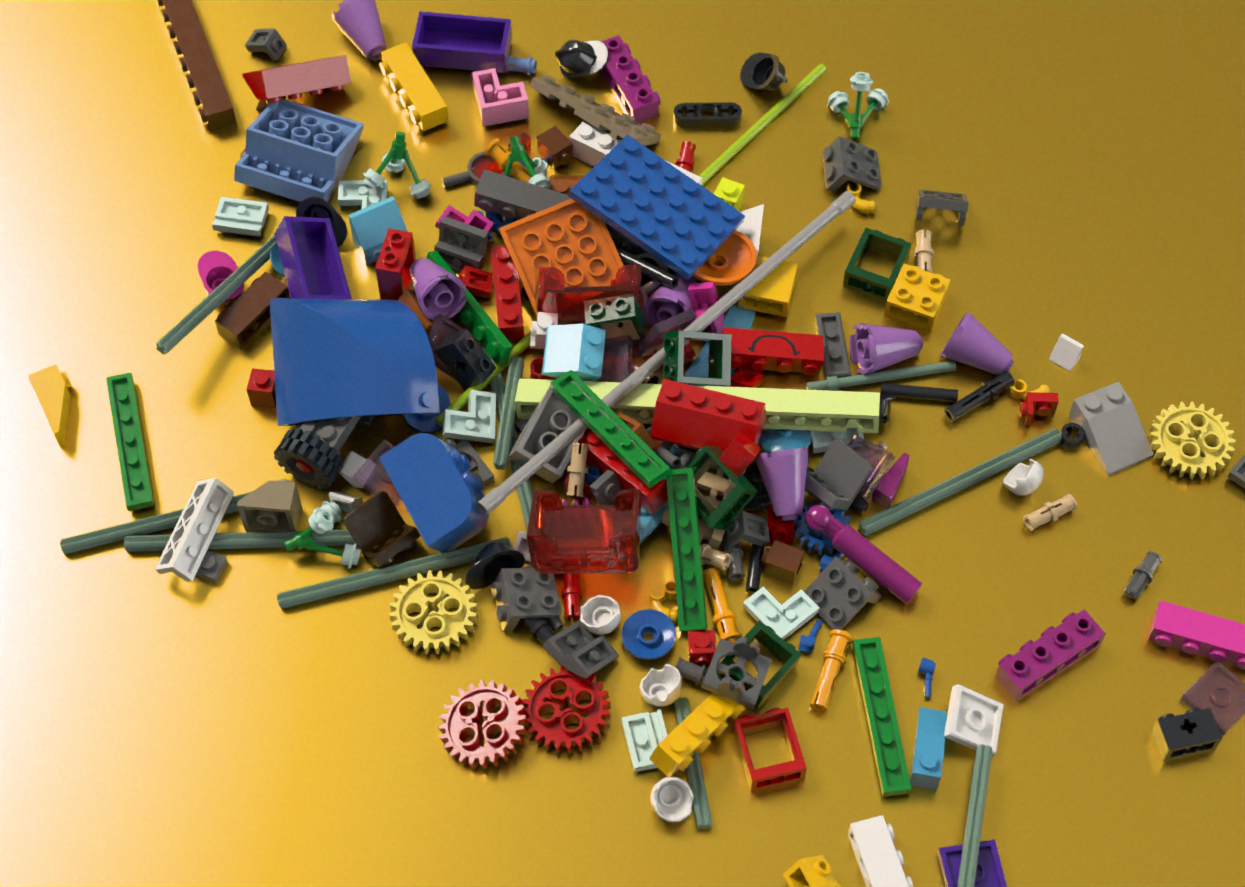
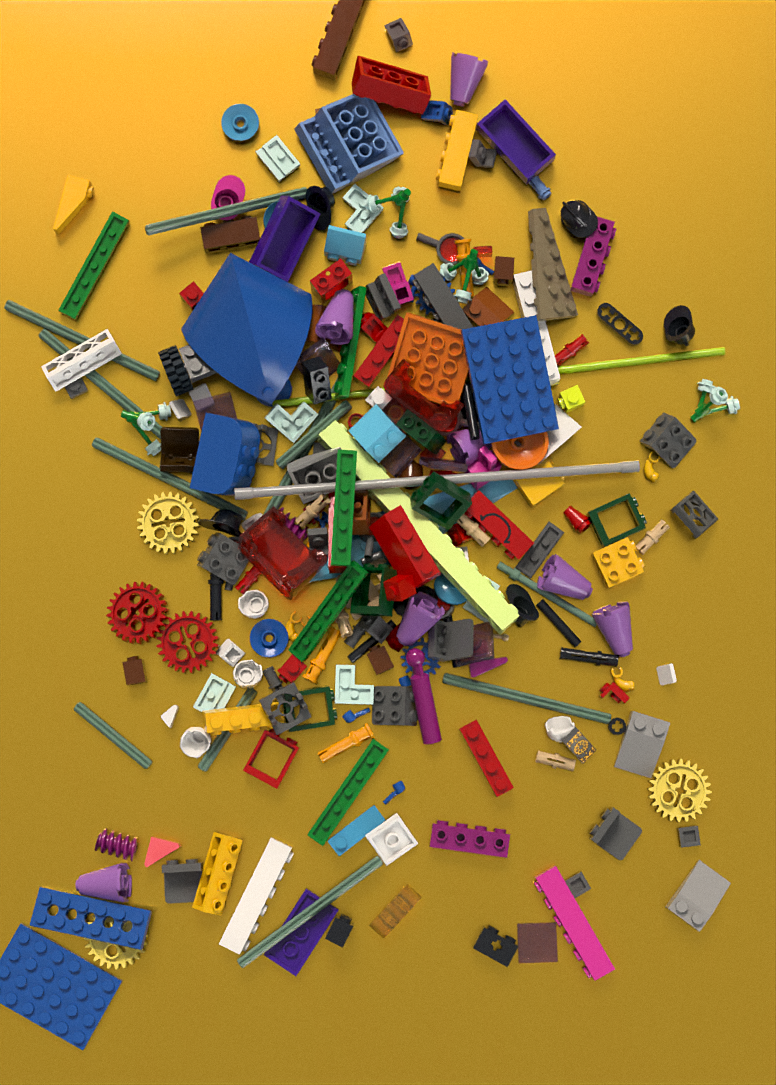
camera: 40 degrees right, 25 degrees up
(169, 206) = (240, 113): none -> dark azure dish
(271, 507) = (134, 384): dark tan slope -> none
(363, 73) = (437, 111): none -> blue bracket
(442, 77) = (481, 156): none -> dark grey bracket
(497, 102) = (495, 206): bright pink brick -> none
(536, 786) = (134, 671): none -> reddish brown brick
(573, 875) = (112, 735): none -> sand green axle
(580, 651) = (223, 617): dark grey slope -> none
(618, 799) = (170, 715): none -> white slope
(621, 685) = (230, 652): none -> white slope
(752, 368) = (472, 529): none -> tan pin
(841, 291) = (577, 519): none -> red cone
(983, 563) = (486, 758): none -> red brick
(1020, 854) = (340, 930): none -> black brick
(1052, 790) = (395, 911): none -> clear yellow beam
(1057, 474) = (579, 745): none -> tile
(1143, 575) = (567, 841): dark grey axle -> none
(1177, 528) = (615, 833): none -> dark grey bracket
(1198, 601) = (577, 884): none -> dark grey plate

